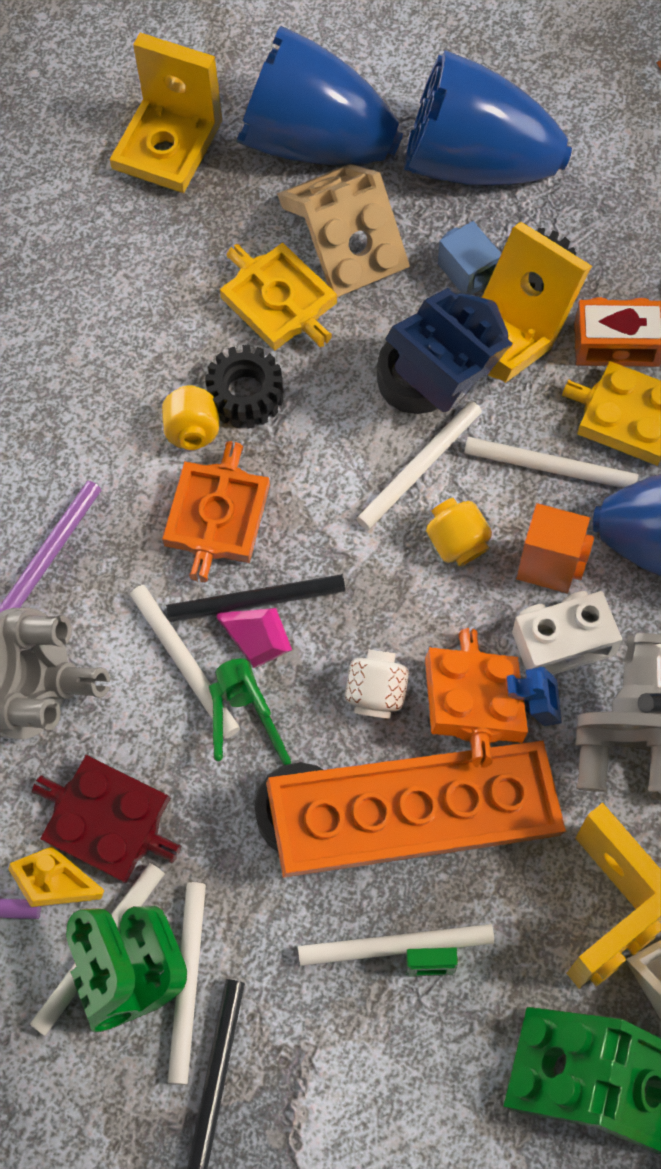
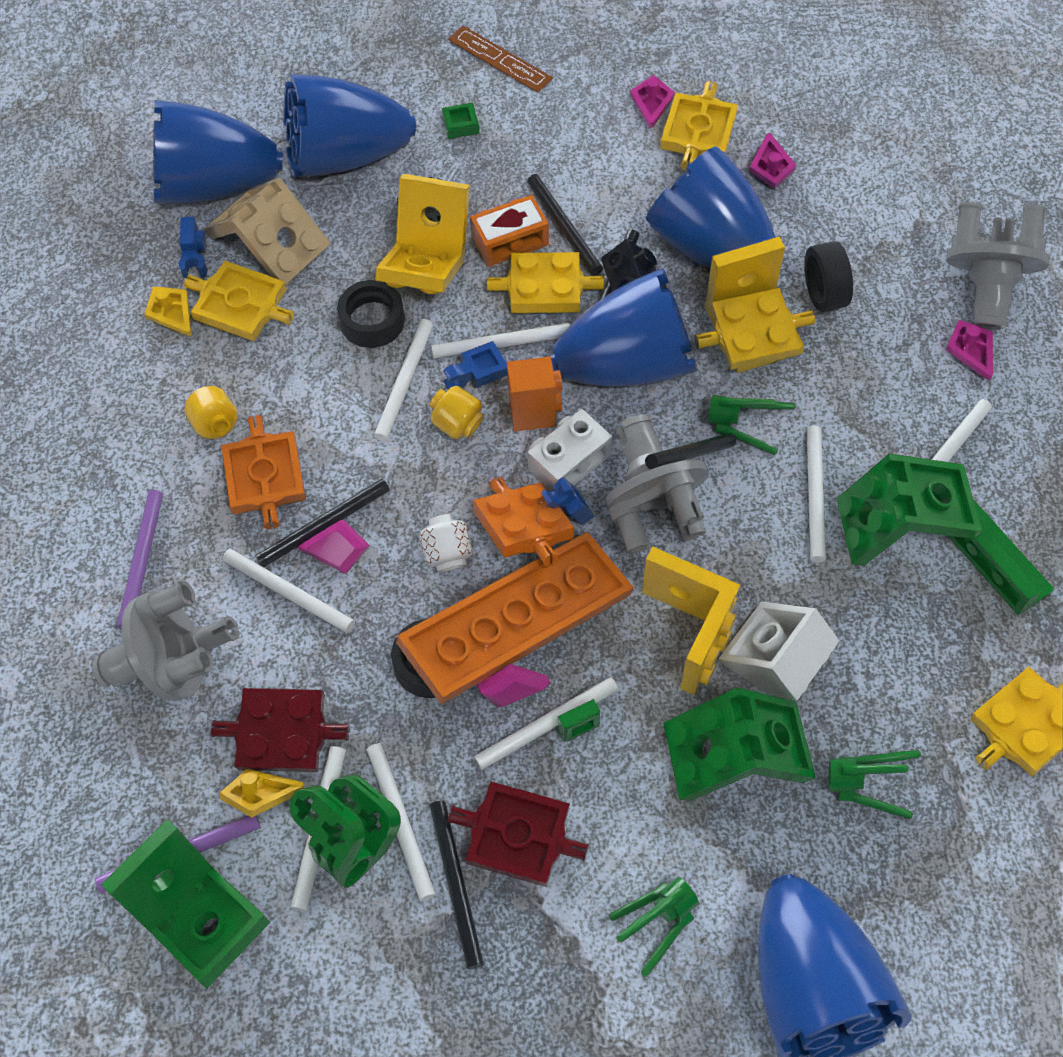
camera: 25 degrees left, 5 degrees down
(176, 107) = (92, 197): yellow bracket -> none
(200, 275) = (170, 309): none -> yellow piece
(239, 687) = (341, 588): green plant -> none
(245, 365) = (239, 358): black tyre -> none
(255, 208) = (192, 243): none -> blue plate
(305, 1060) = (518, 834): none -> dark red plate
(376, 885) = (512, 685): none -> dark pink piece
(449, 345) = (390, 280): dark blue piece -> none
(468, 257) = (373, 220): medium blue brick -> none
(512, 484) = (479, 365): none -> blue plate
(625, 171) = (460, 120): none -> green tile

